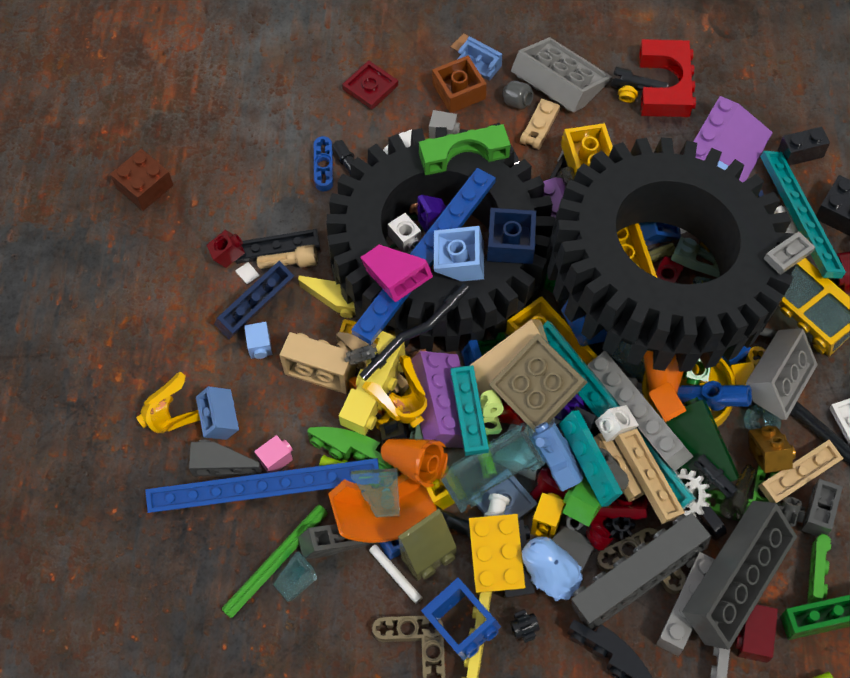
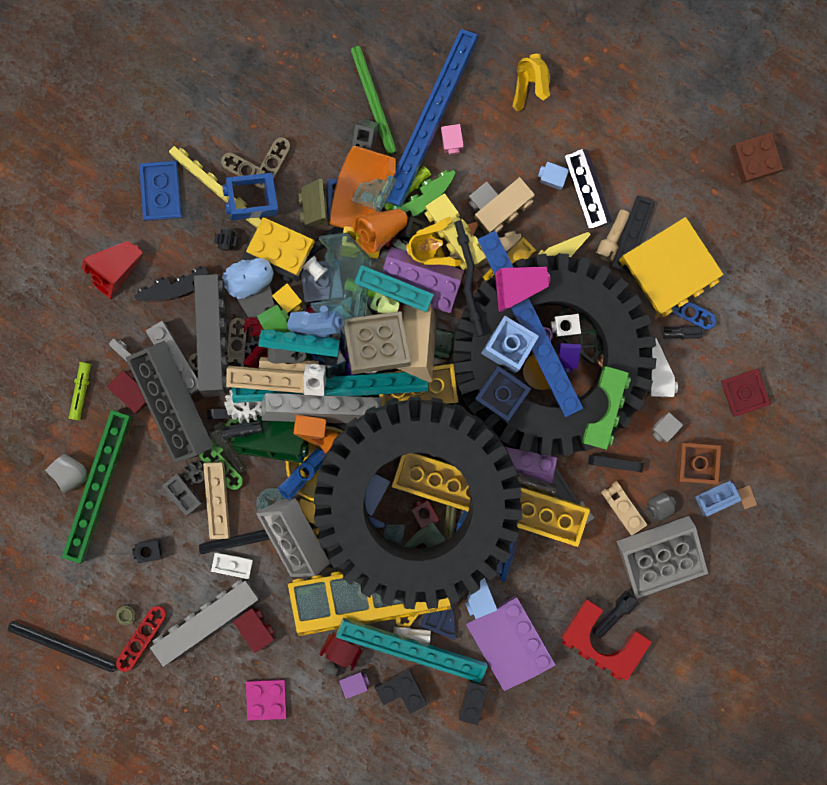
camera: 115 degrees right, 25 degrees up
(213, 459) = (473, 96): dark grey slope -> none
(217, 413) = (508, 114): medium blue brick -> none
(226, 248) = (648, 190): dark red brick -> none
(247, 273) = (622, 200): white sticker -> none
(288, 192) = (672, 267): none -> yellow panel
(295, 577) = (351, 106): clear light blue slope -> none
(319, 392) = (482, 197): none -> light grey brick
(360, 354) = (477, 231): dark grey axle -> none
(395, 574) = (313, 177): white bar -> none
(471, 352) = (447, 326): blue tile -> none
(627, 94) = (609, 598): yellow plate -> none
(771, 449) = (243, 488): pearl gold brick -> none
(789, 253) = (352, 576): light grey plate -> none
(818, 569) = (147, 464): bright green hinge -> none

